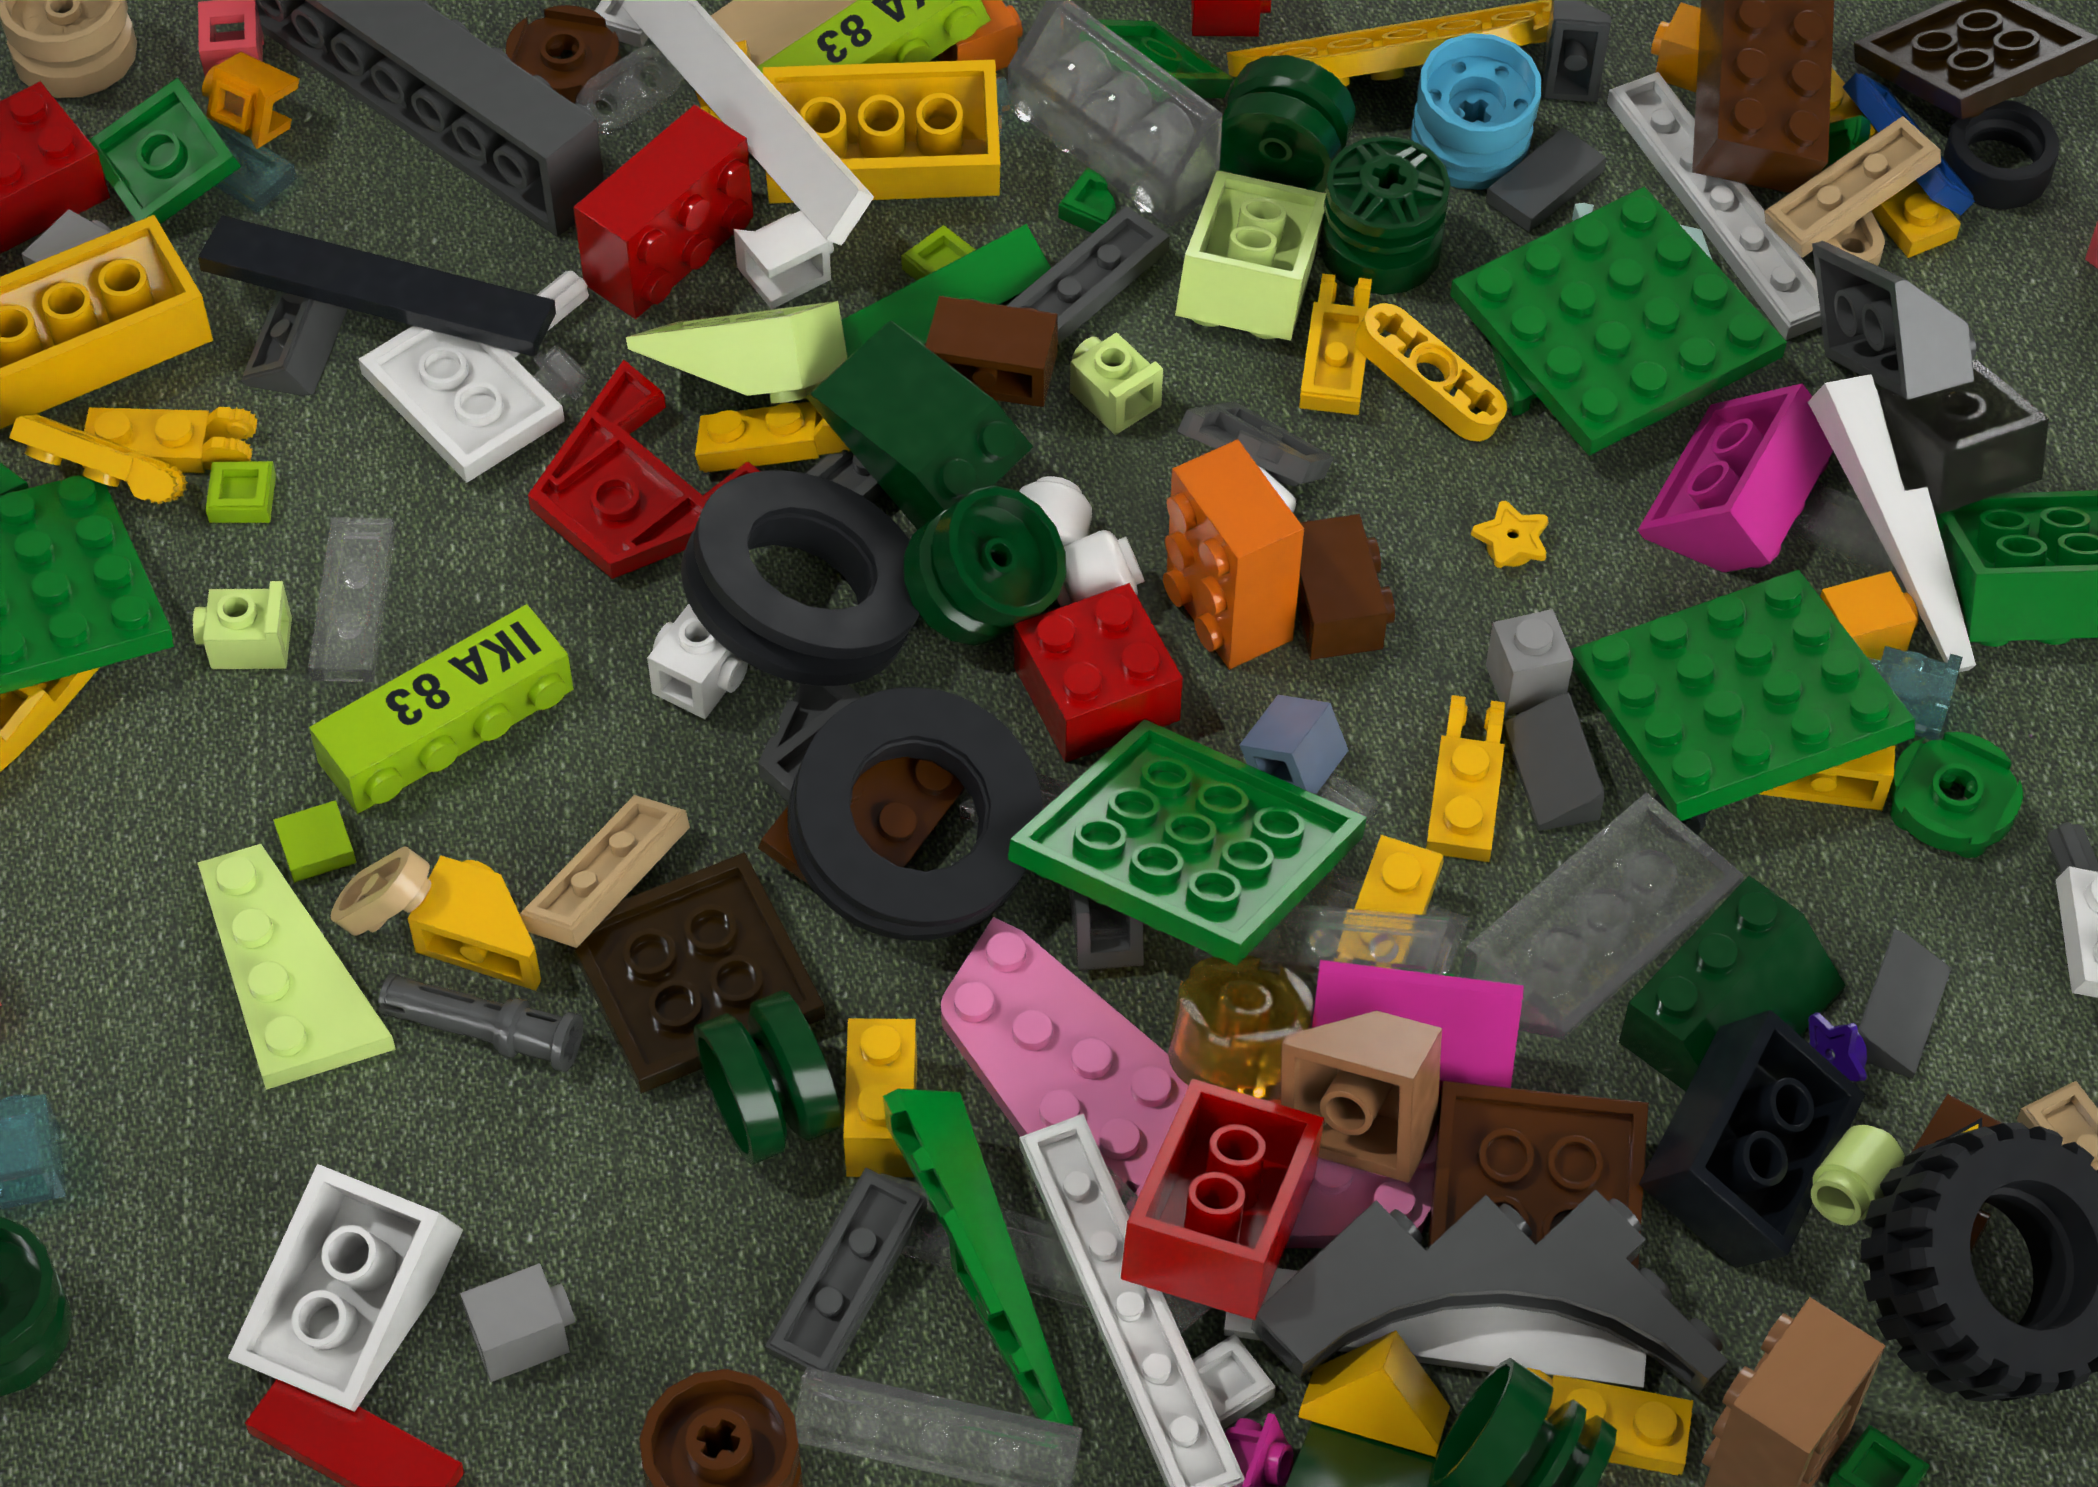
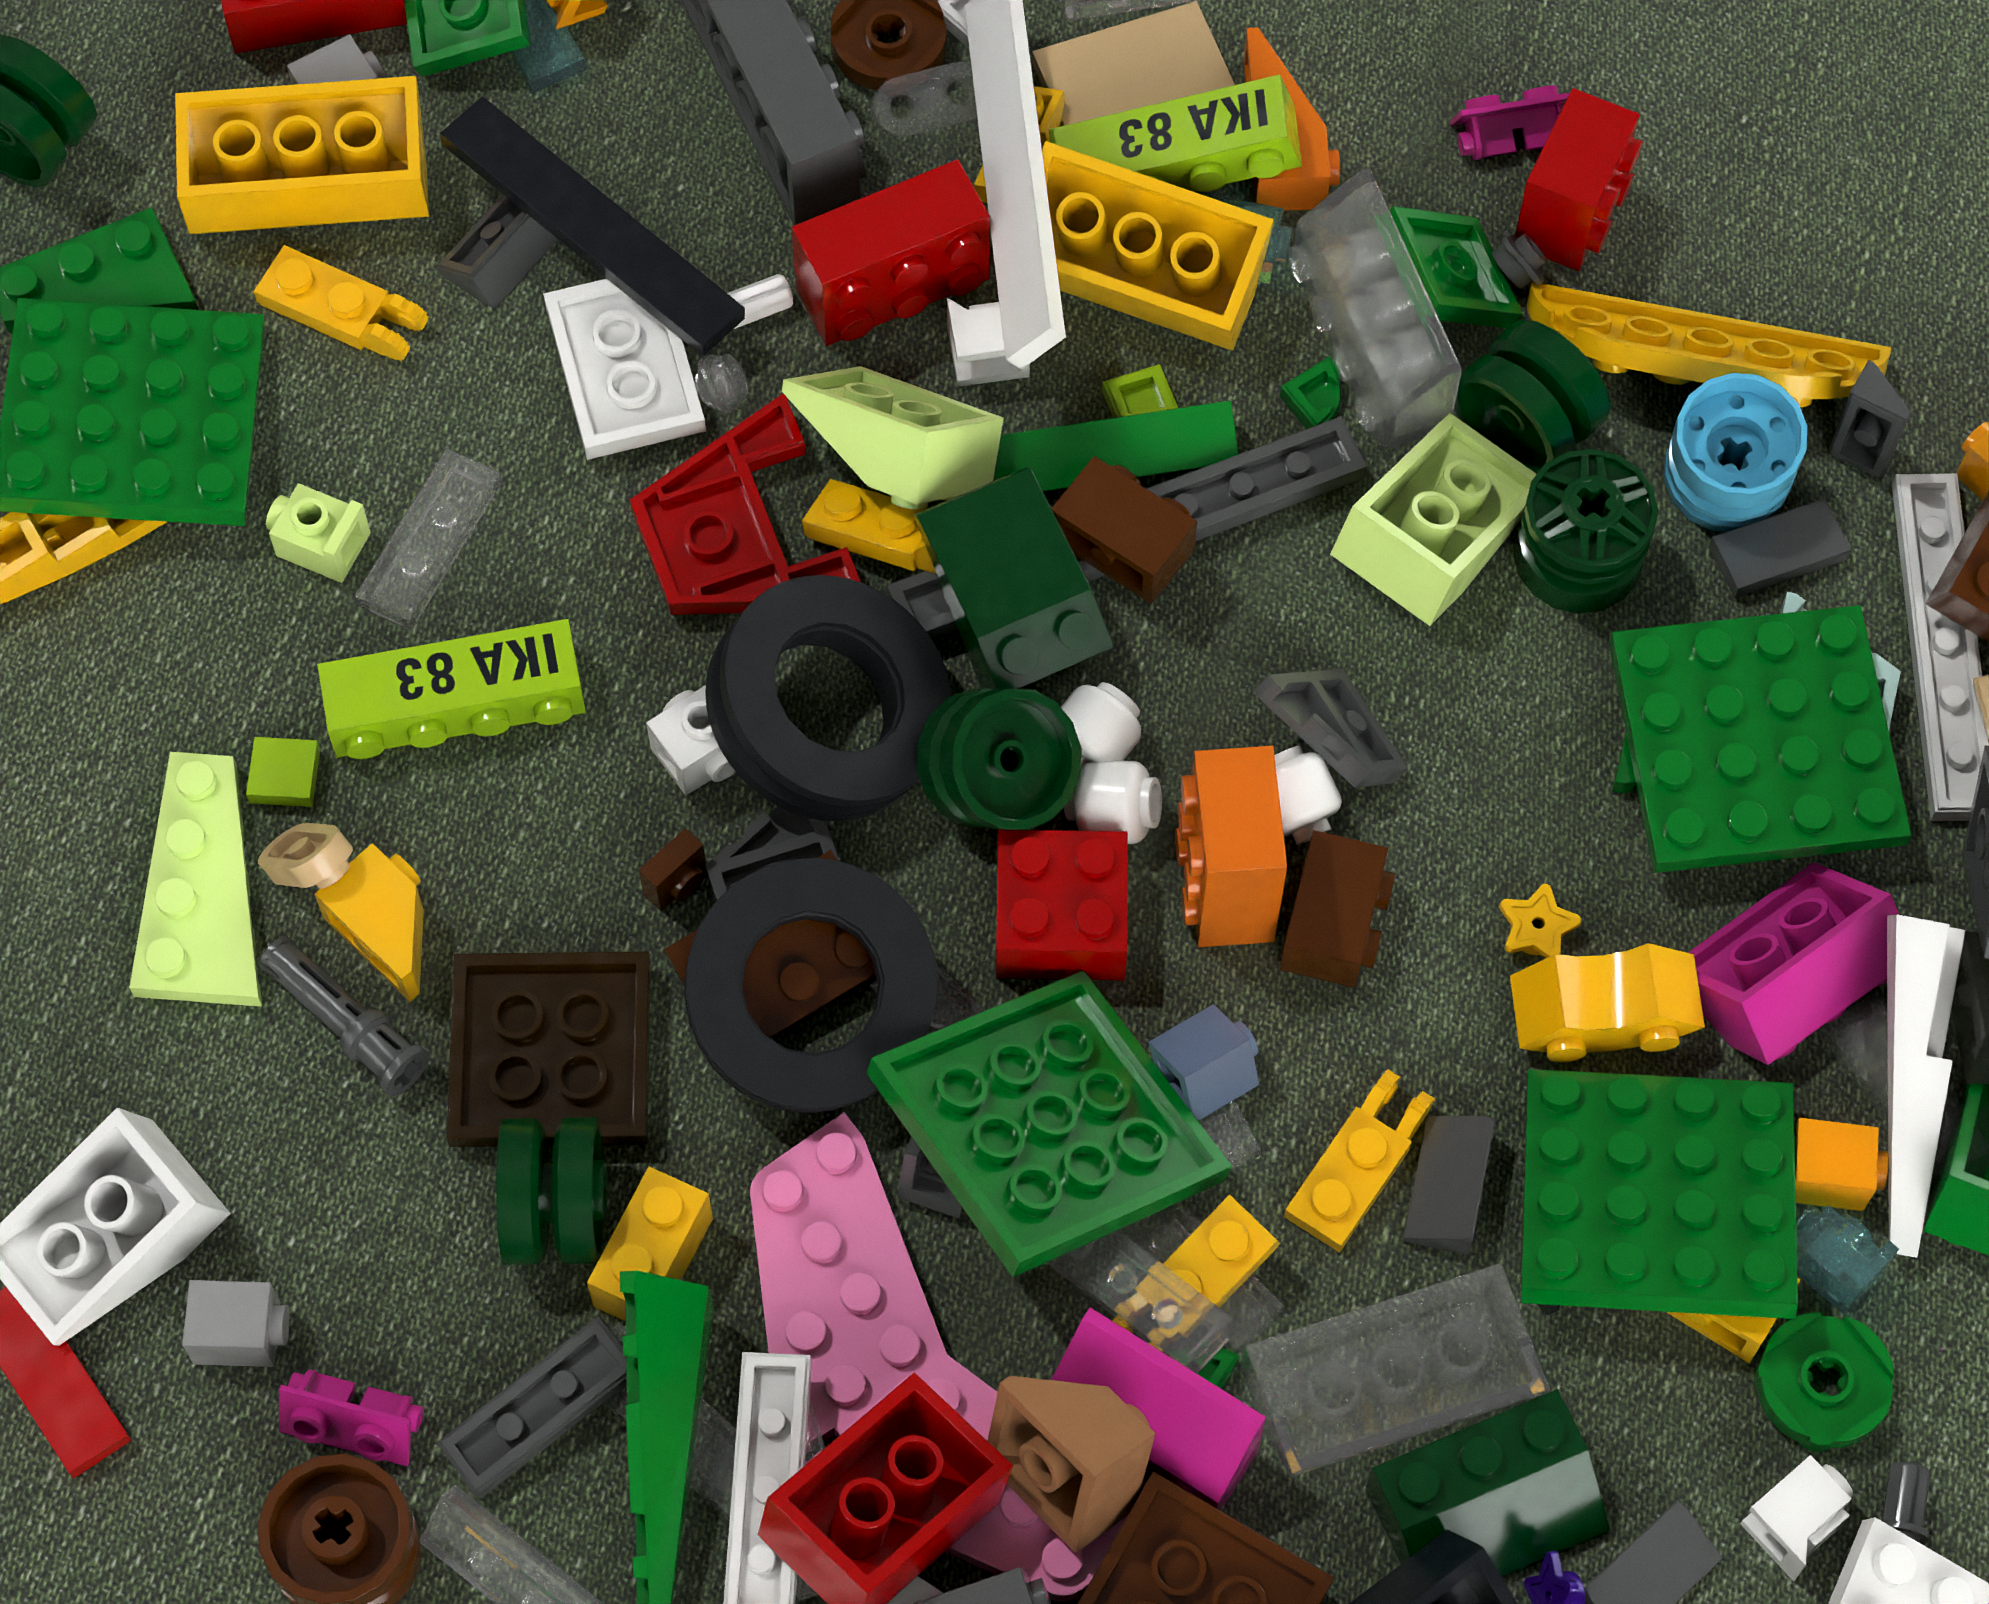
camera: 25 degrees right, 10 degrees up
(102, 459) = (264, 306): yellow hinge -> none
(241, 492) = (381, 386): lime tile -> none
(605, 871) = (516, 916): tan tile -> none
(645, 1365) = (320, 1411): none -> dark pink hinge
(731, 779) = (674, 871): none -> reddish brown plate
(1115, 381) = (1231, 617): yellowish green brick -> none
(1209, 37) = (1520, 259): none -> dark grey plate
(1234, 1025) = (994, 1330): clear yellow brick -> none
(1332, 360) = (1471, 652): yellow hinge -> none
(1426, 348) = (1581, 753): yellow beam -> none
(1528, 660) = (1477, 1068): light grey brick -> none
(1609, 567) = (1607, 1002): none -> yellow brick
(1998, 905) = (1799, 1514): none -> white window

